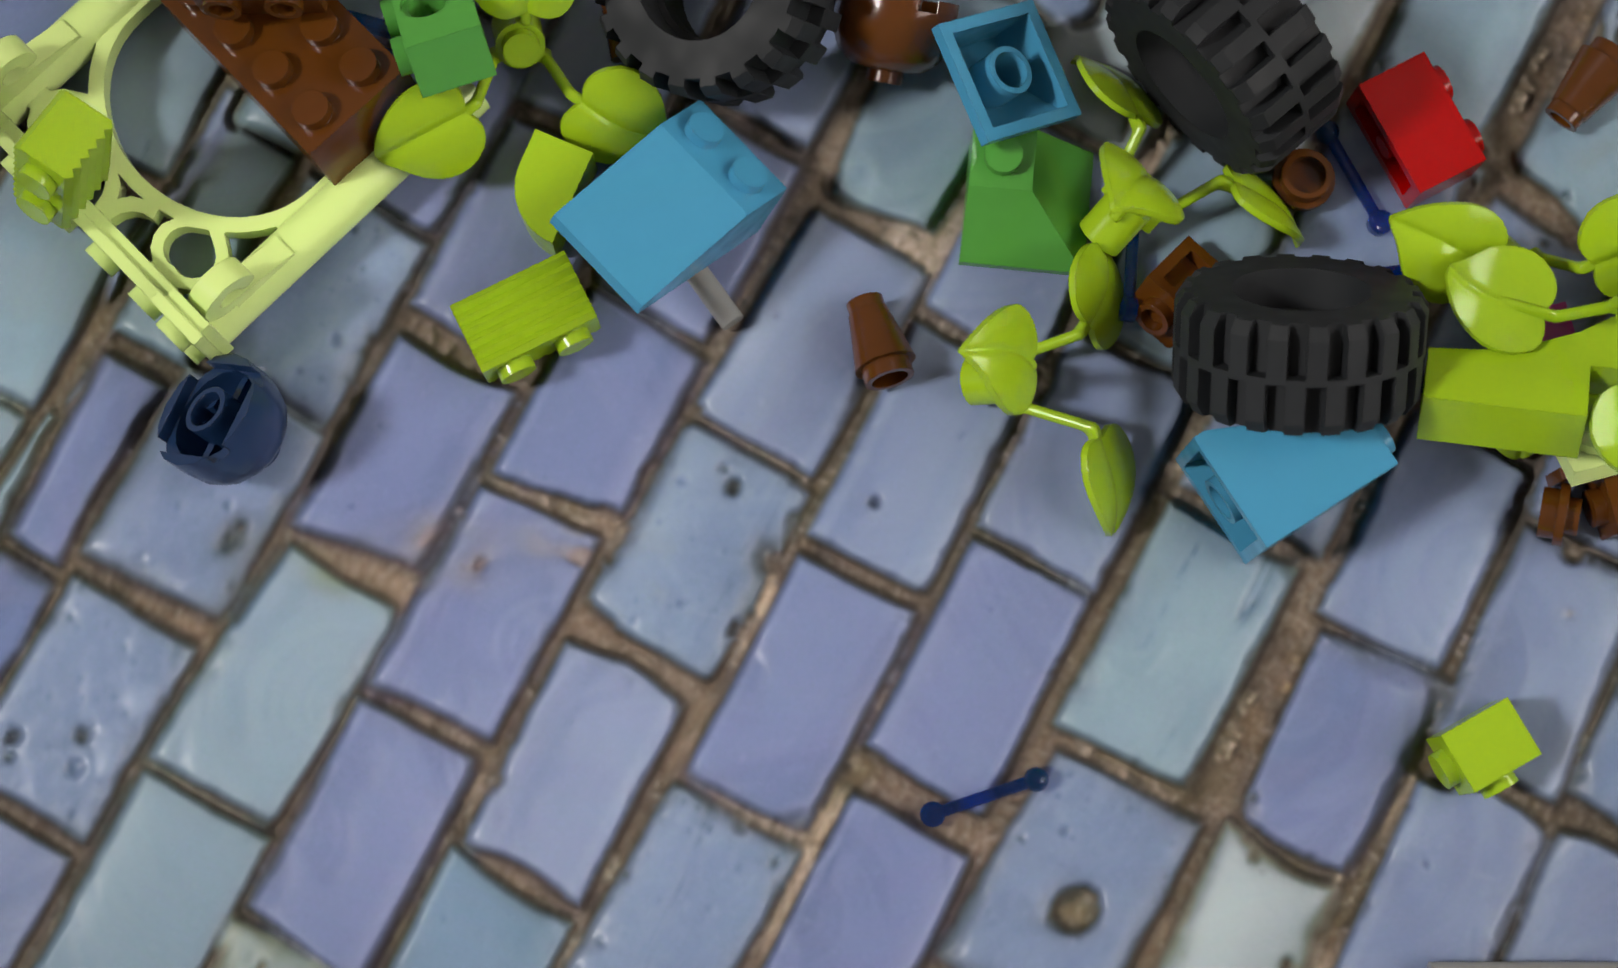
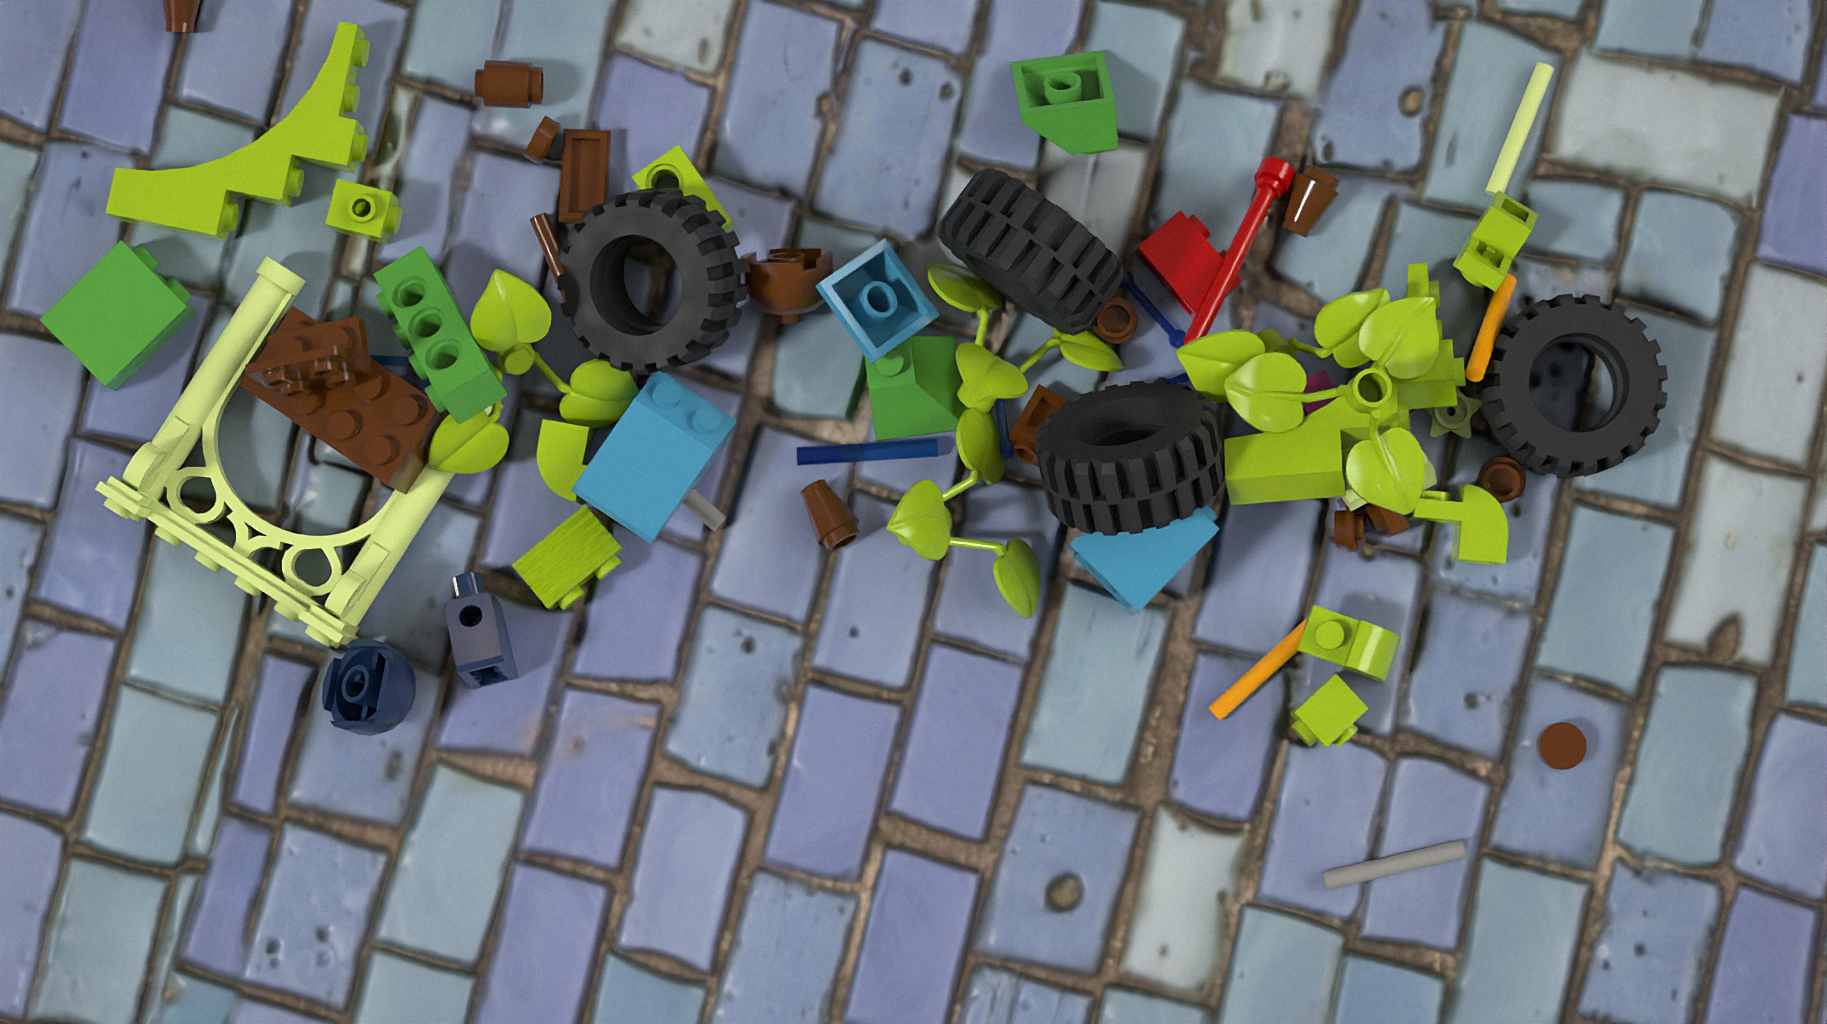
camera: 10 degrees left, 5 degrees up
(62, 160) = (208, 530): lime brick -> none
(384, 388) = (482, 651): none -> dark blue torso
(934, 813) = (947, 848): clear blue hinge -> none
(945, 273) = (867, 452): none -> clear blue bar
(1409, 671) = (1257, 674): none -> light orange bar
(1539, 667) = (1349, 643): none -> lime brick
(1545, 49) = (1272, 180): none -> red piece

